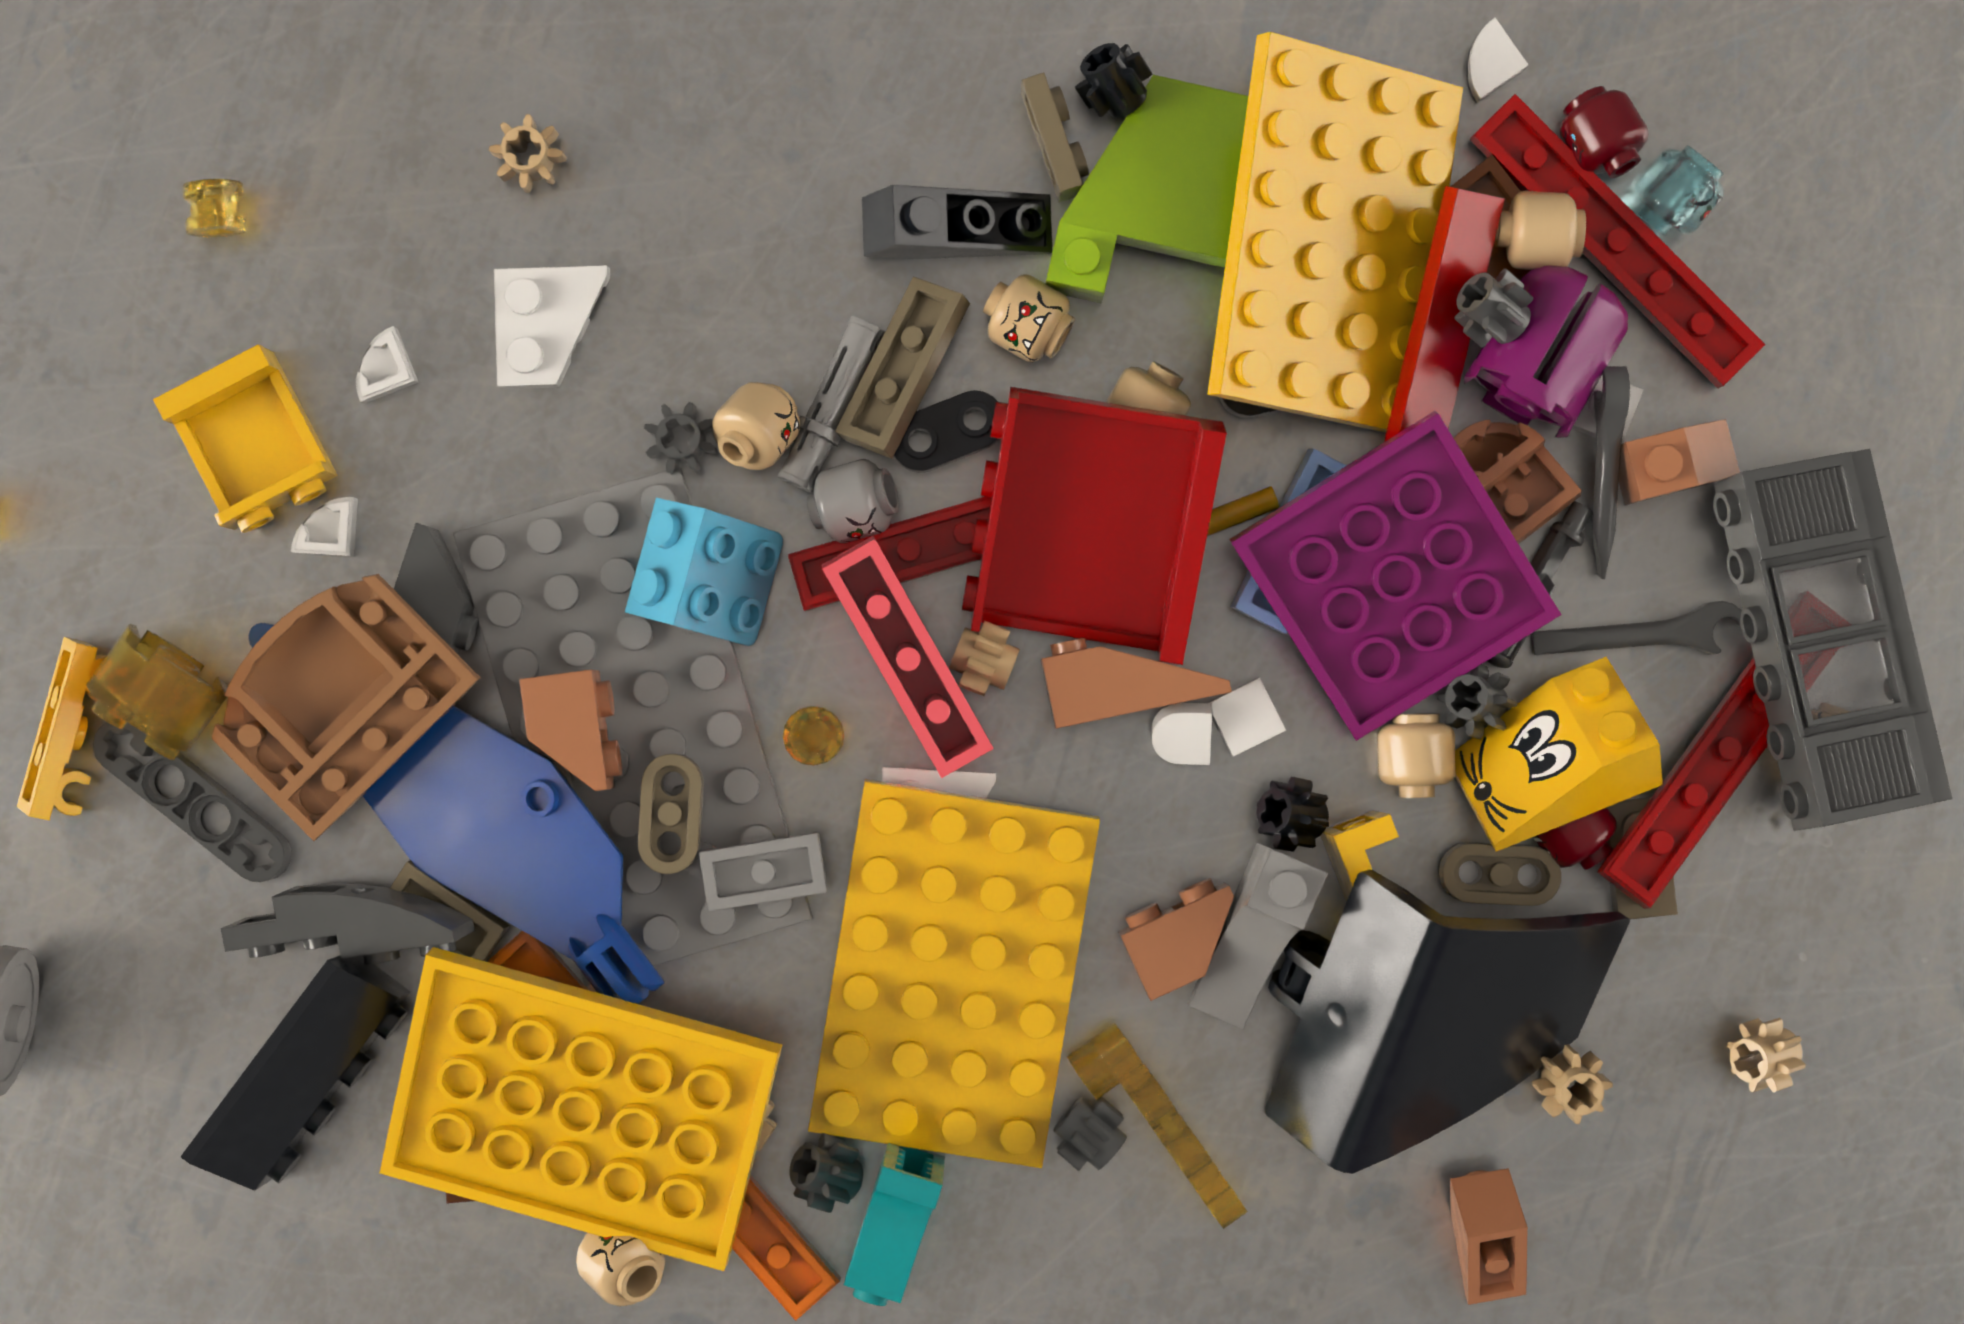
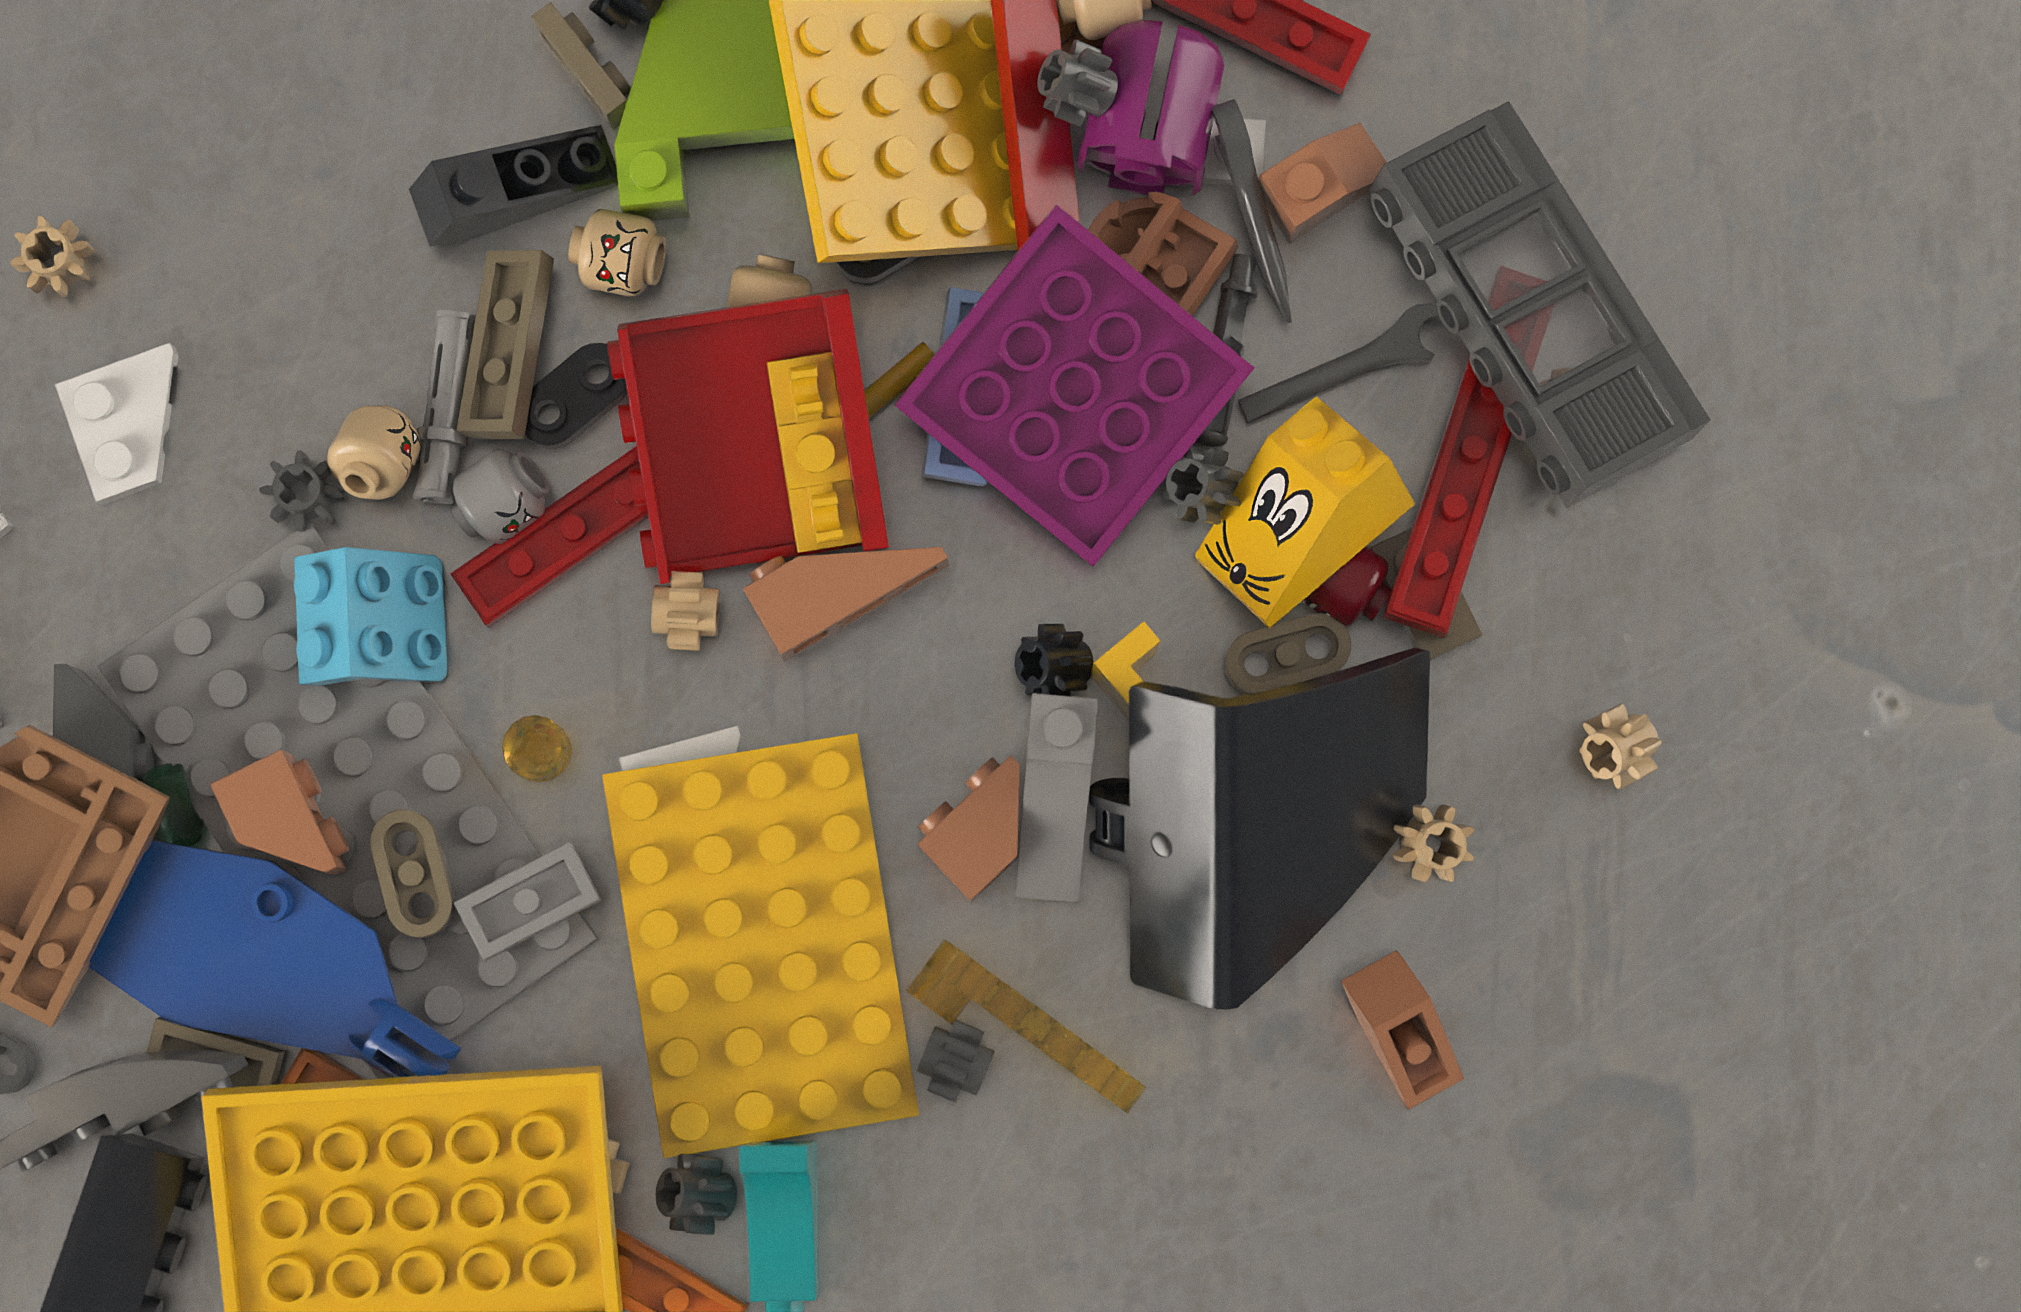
camera: 20 degrees left, 5 degrees down
(484, 696) = (180, 821): none -> clear green pin
(907, 656) = (602, 630): coral brick -> none
(1144, 557) = (814, 452): none -> yellow plate
(1183, 733) = (916, 620): white tile -> none
(1246, 717) = (975, 583): white tile -> none
(1416, 754) = (1159, 560): tan head -> none

